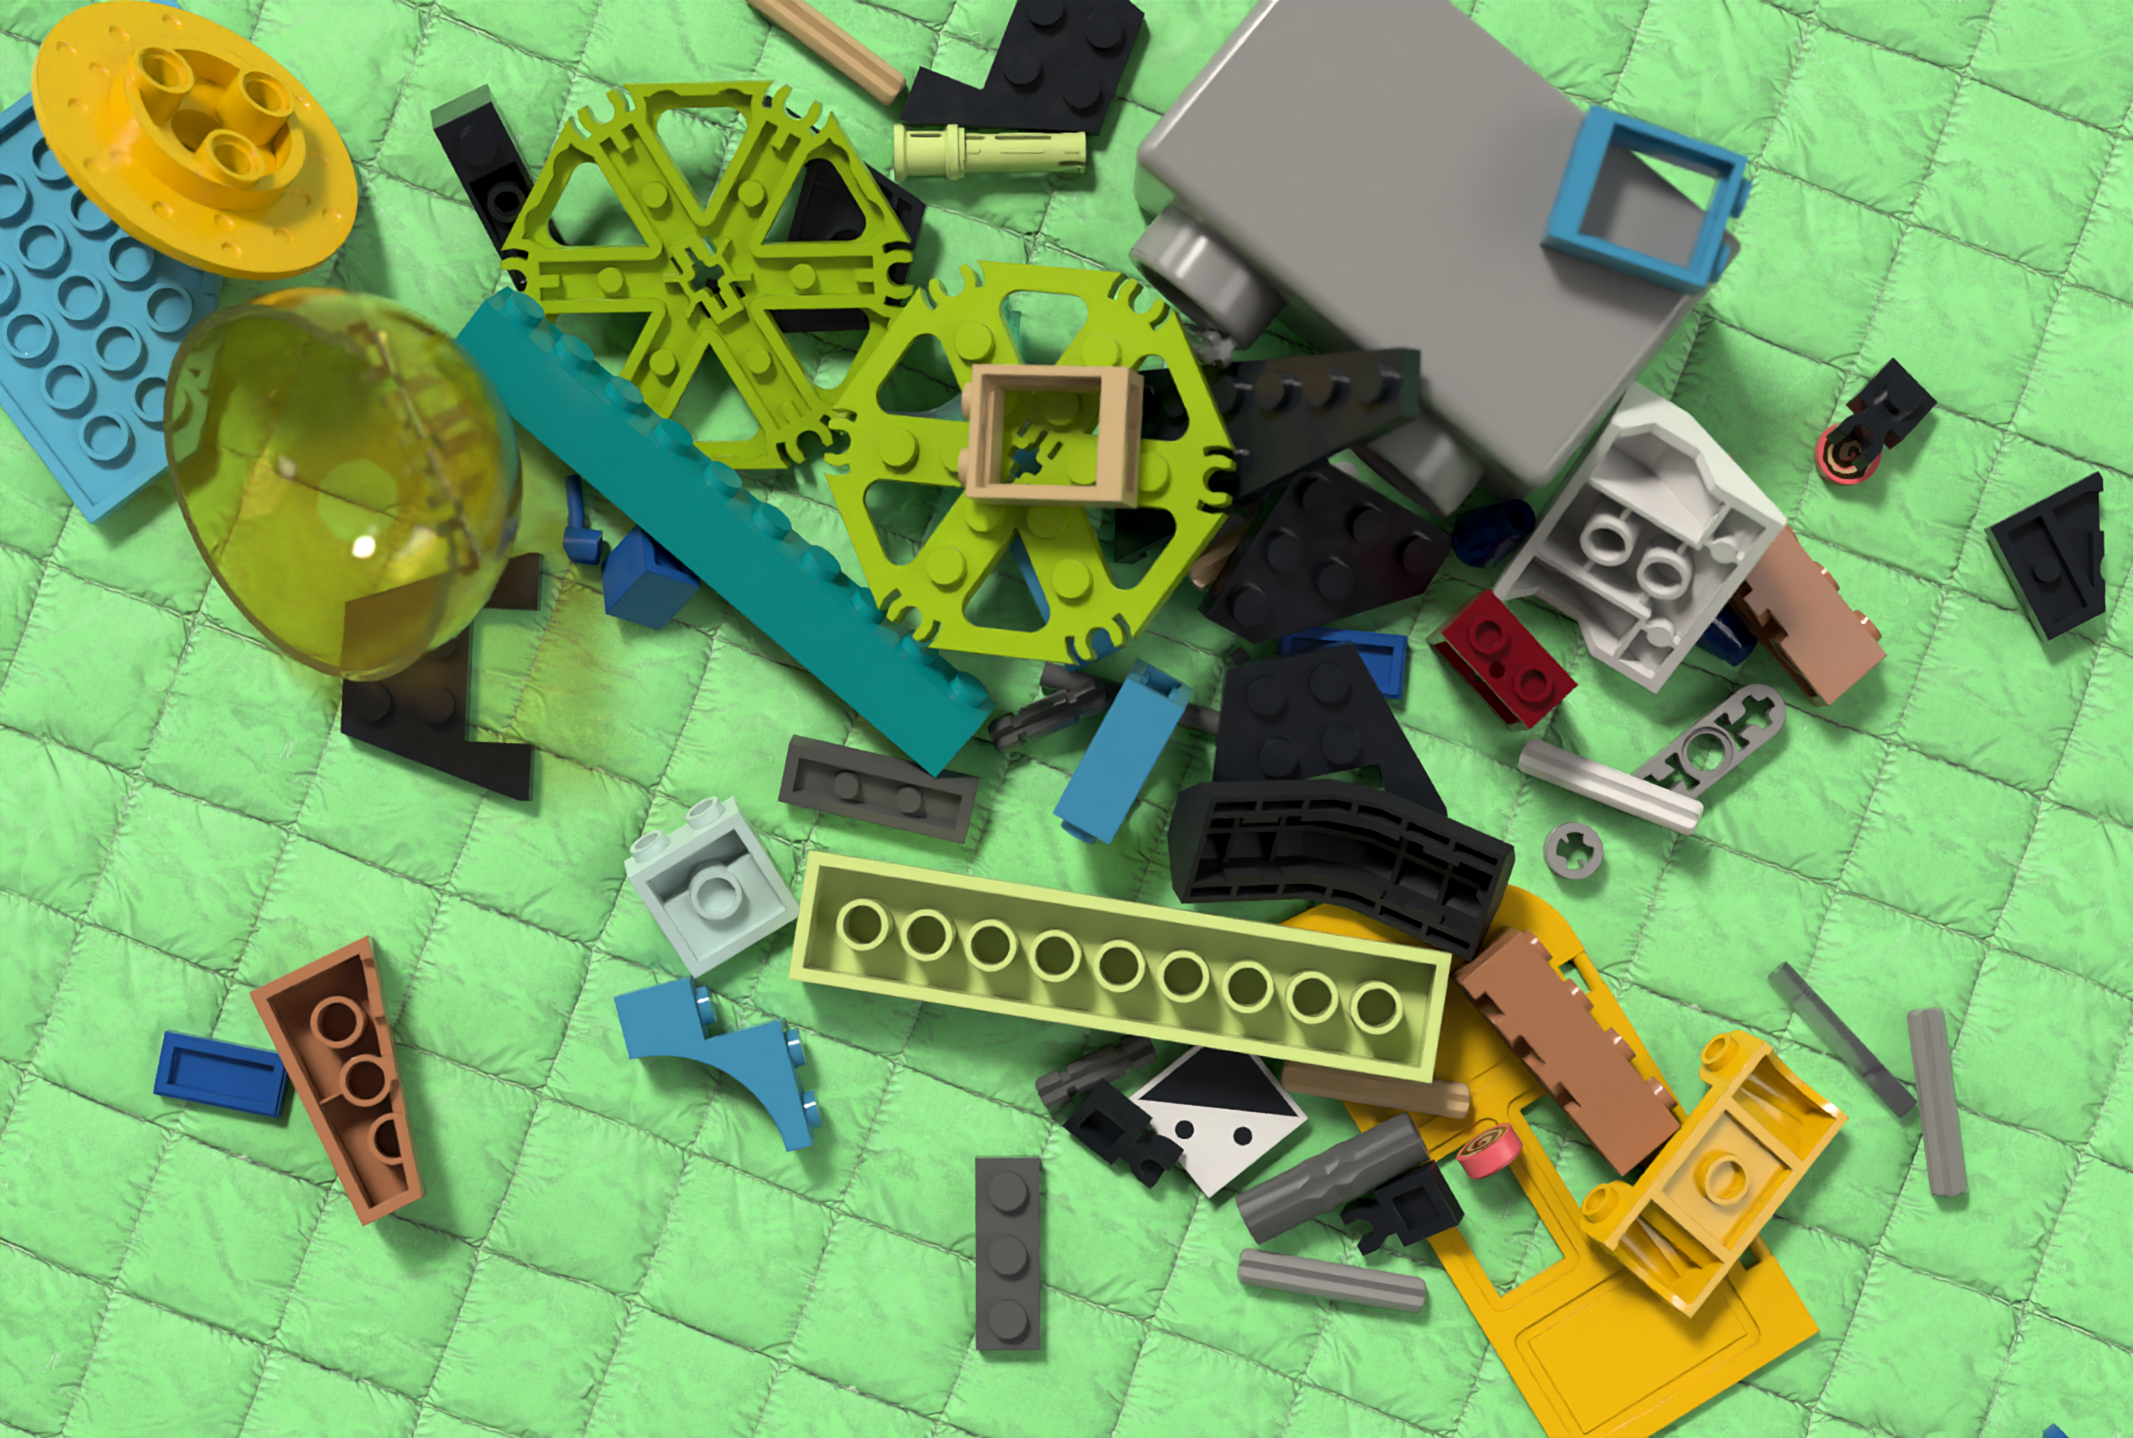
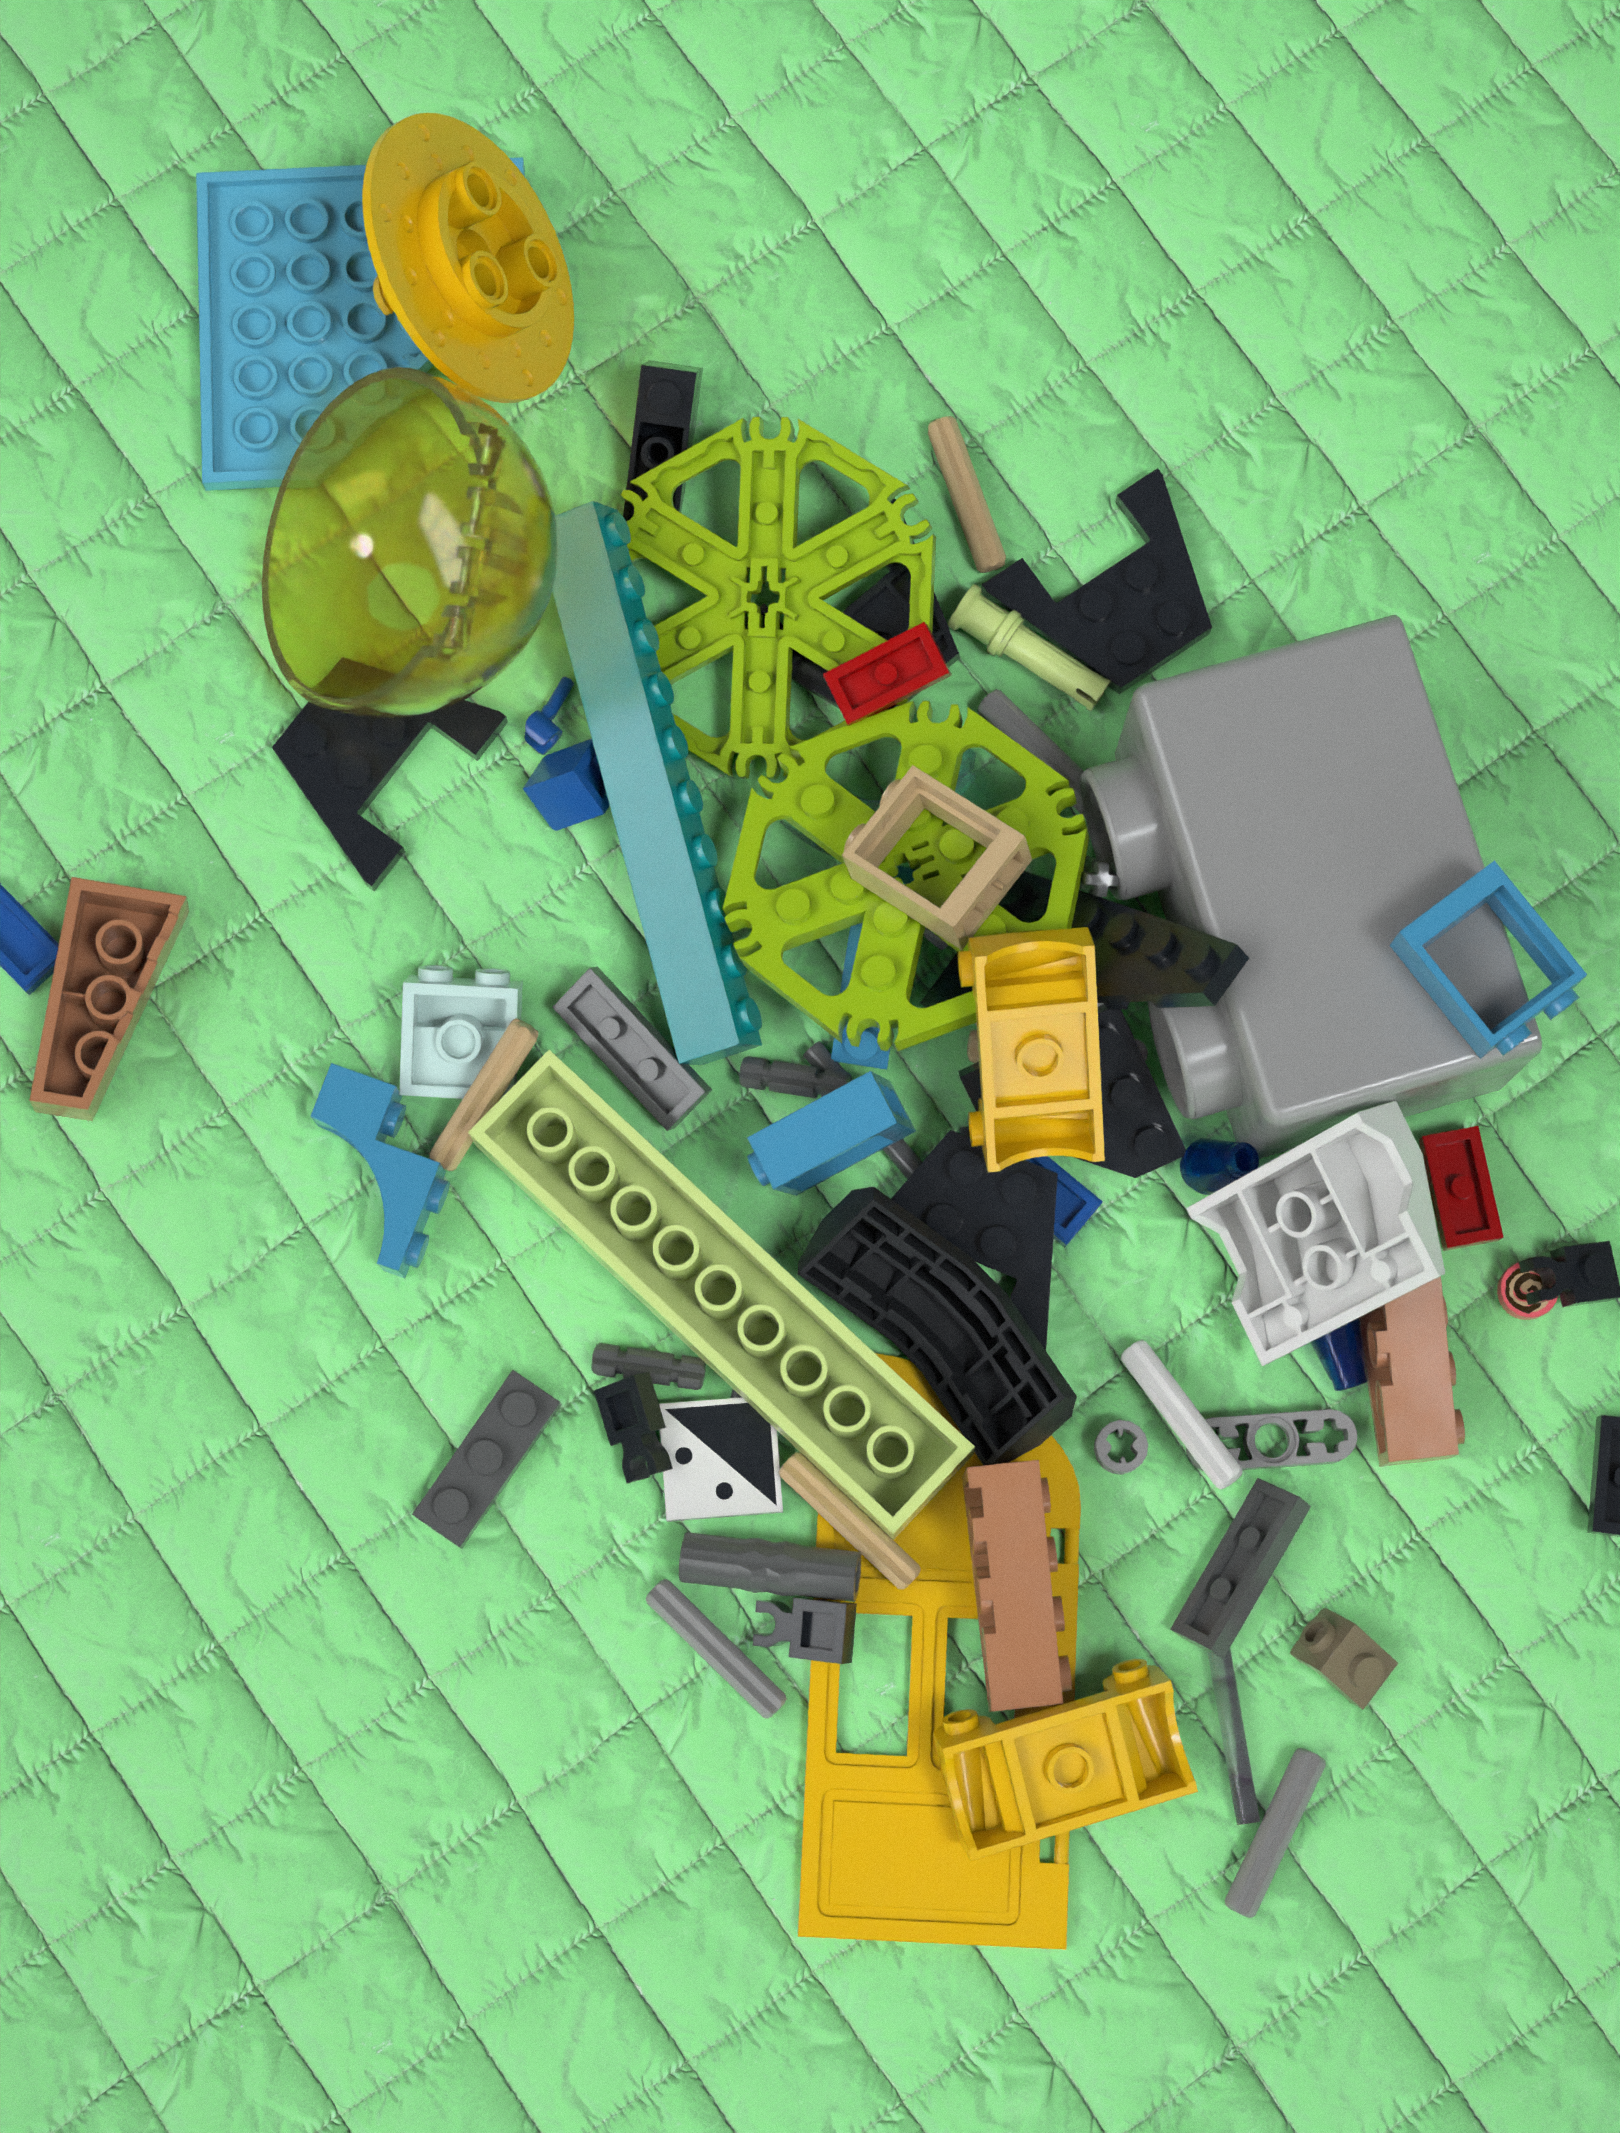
camera: 35 degrees right, 10 degrees down
(774, 927) = (484, 1093): none -> tan axle
(879, 279) = (887, 674): none -> red plate
(1055, 243) = (1010, 720): none -> light grey axle
(1263, 549) = (1035, 1045): none -> yellow piece
(1490, 1151) = (903, 1628): coral tile -> none
(1517, 671) = (1160, 1237): dark red window -> none
(1726, 400) = (1461, 1188): none -> red plate
(1754, 888) = (1240, 1568): none -> dark grey plate
(1896, 905) = (1344, 1657): none -> dark tan bracket

